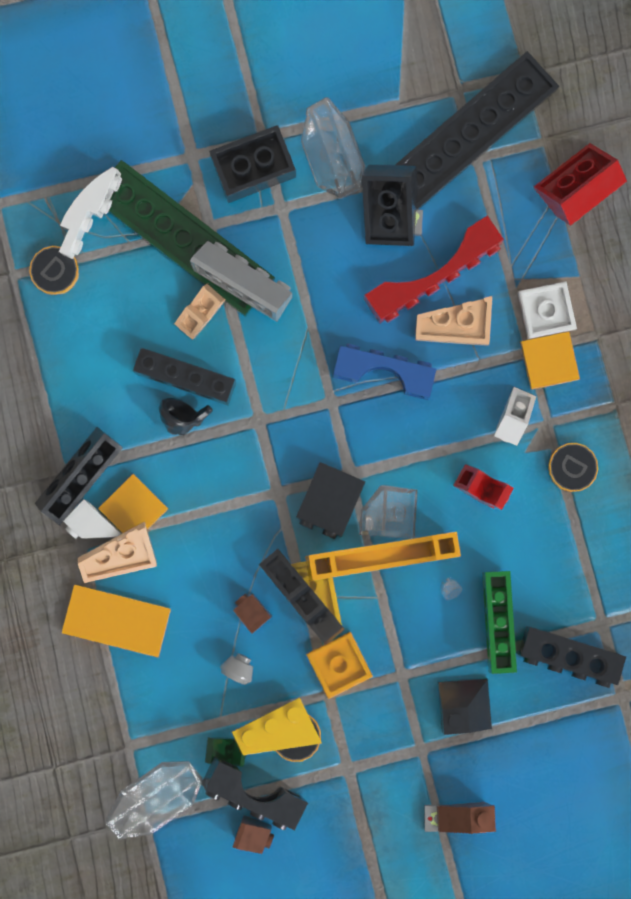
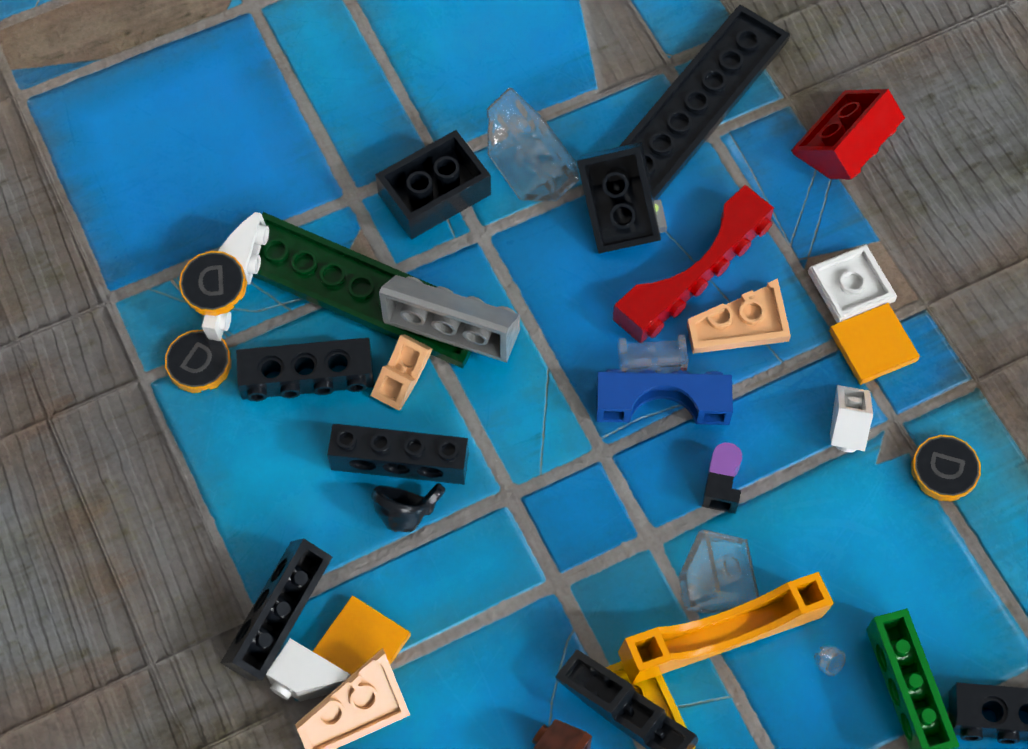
camera: 10 degrees left, 20 degrees down
(72, 220) = (213, 283): none -> black tile
(94, 284) = (289, 360): none -> black brick
(330, 500) = (633, 574): black brick -> none
(384, 337) = (655, 356): none -> clear hinge
(413, 434) = (722, 470): none -> leg
(483, 487) = (834, 515): red brick -> none

